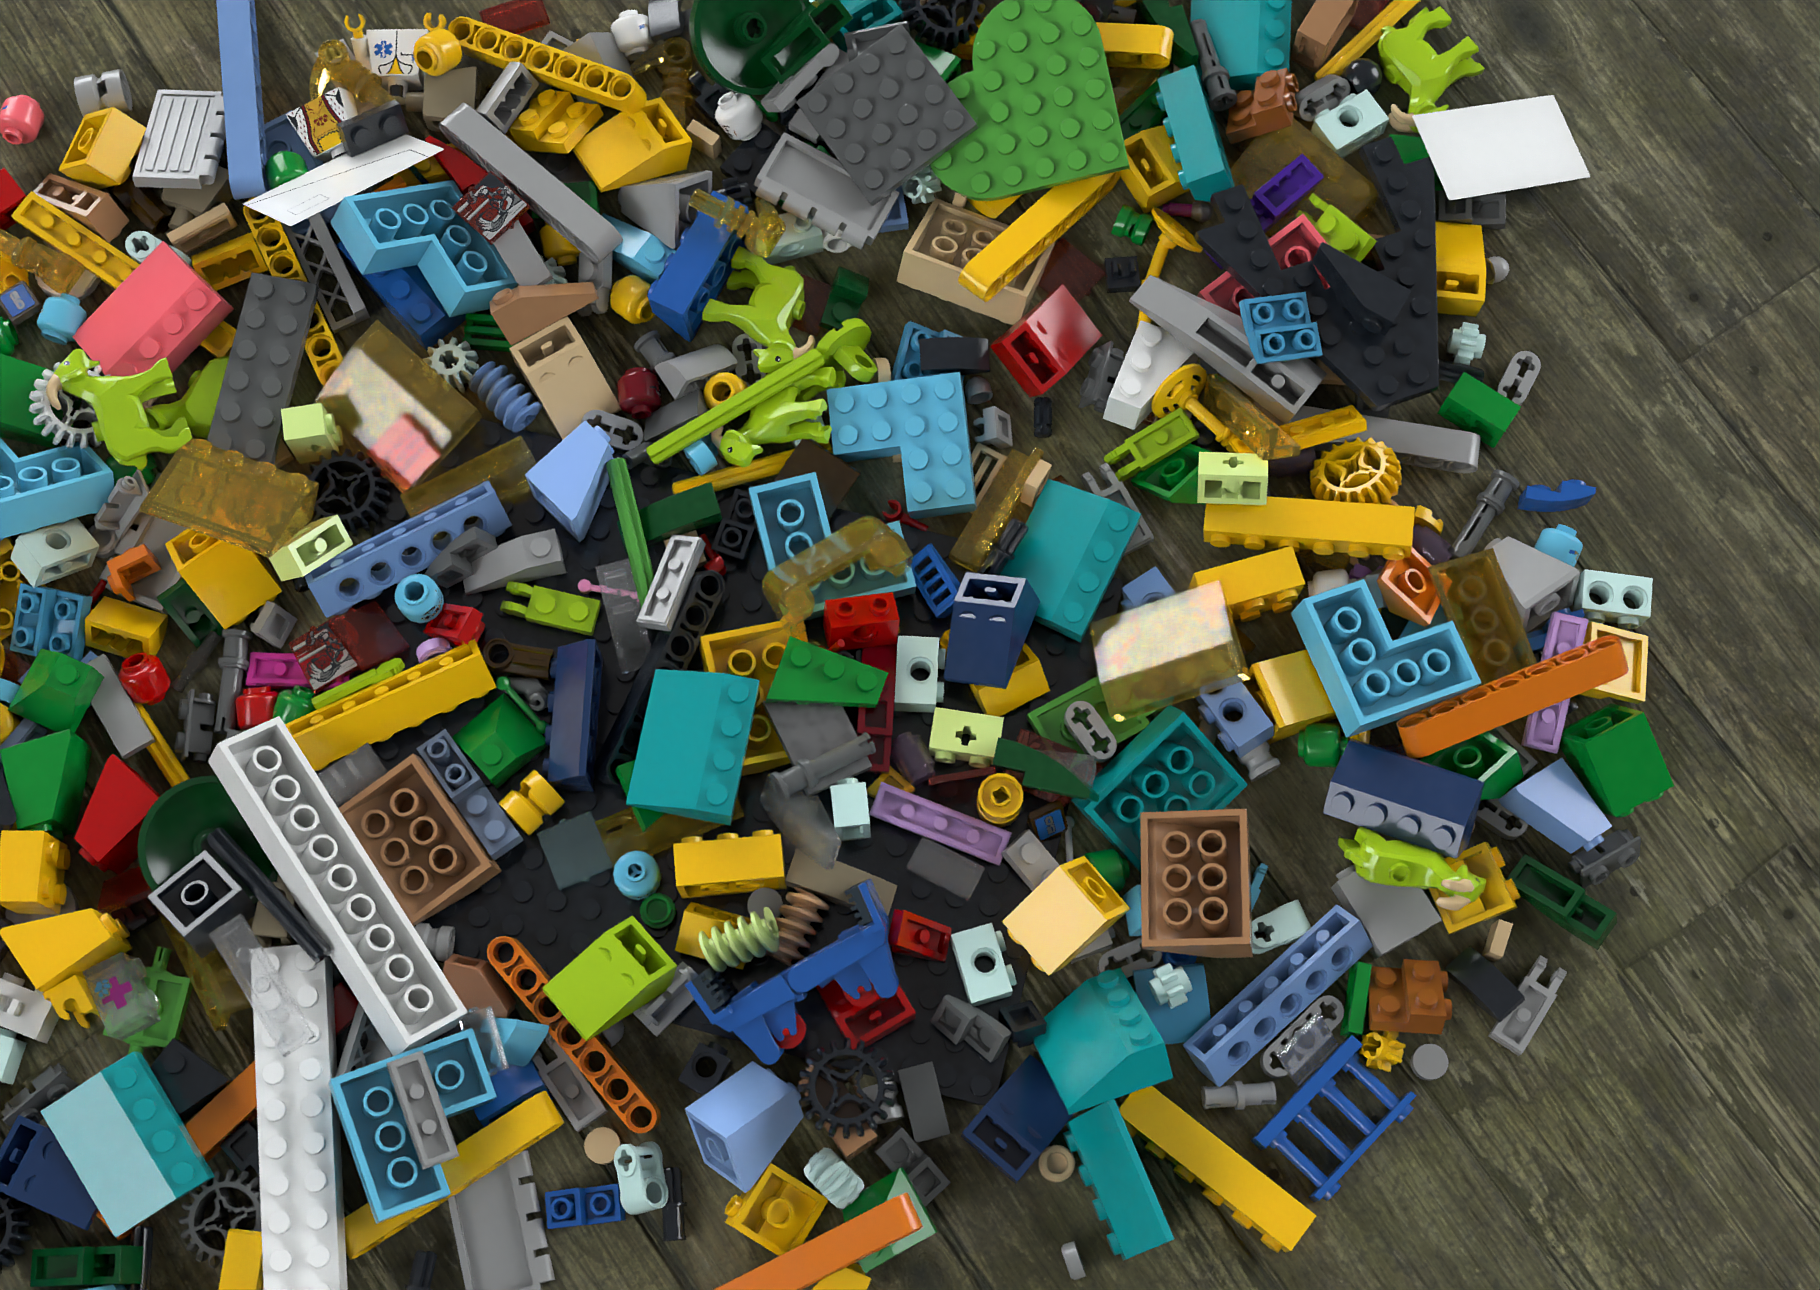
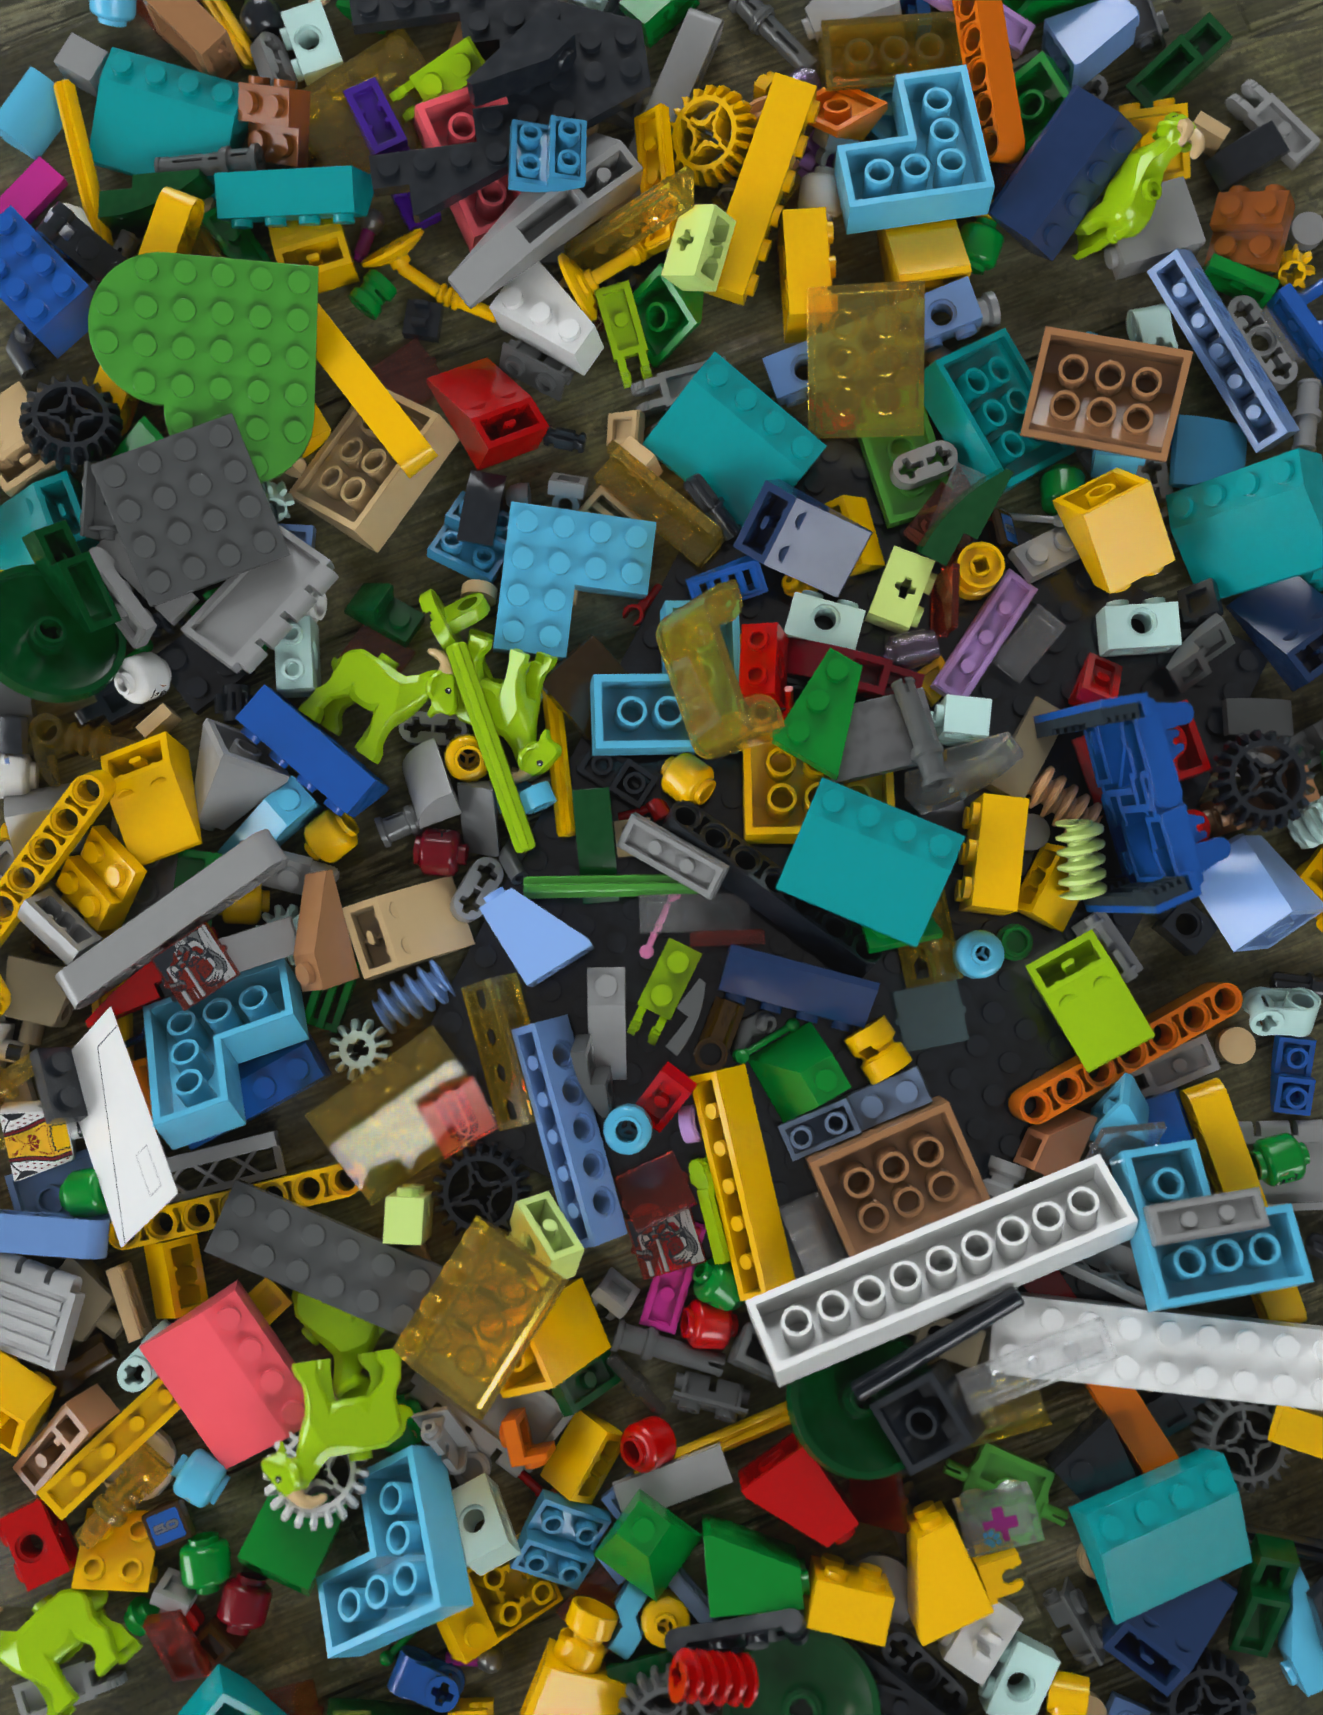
camera: 75 degrees left, 10 degrees up
(497, 1199) = (1279, 1159): none -> green head
(538, 632) = (691, 1007): none -> dark grey slope
(608, 649) = (725, 938): none -> clear red tile
(744, 584) = (687, 778): none -> yellow head
(761, 231) = (295, 676): clear yellow piece -> none
(1064, 466) = (624, 424): none -> tan tile
(1170, 985) = (1203, 447): light aqua gear -> none

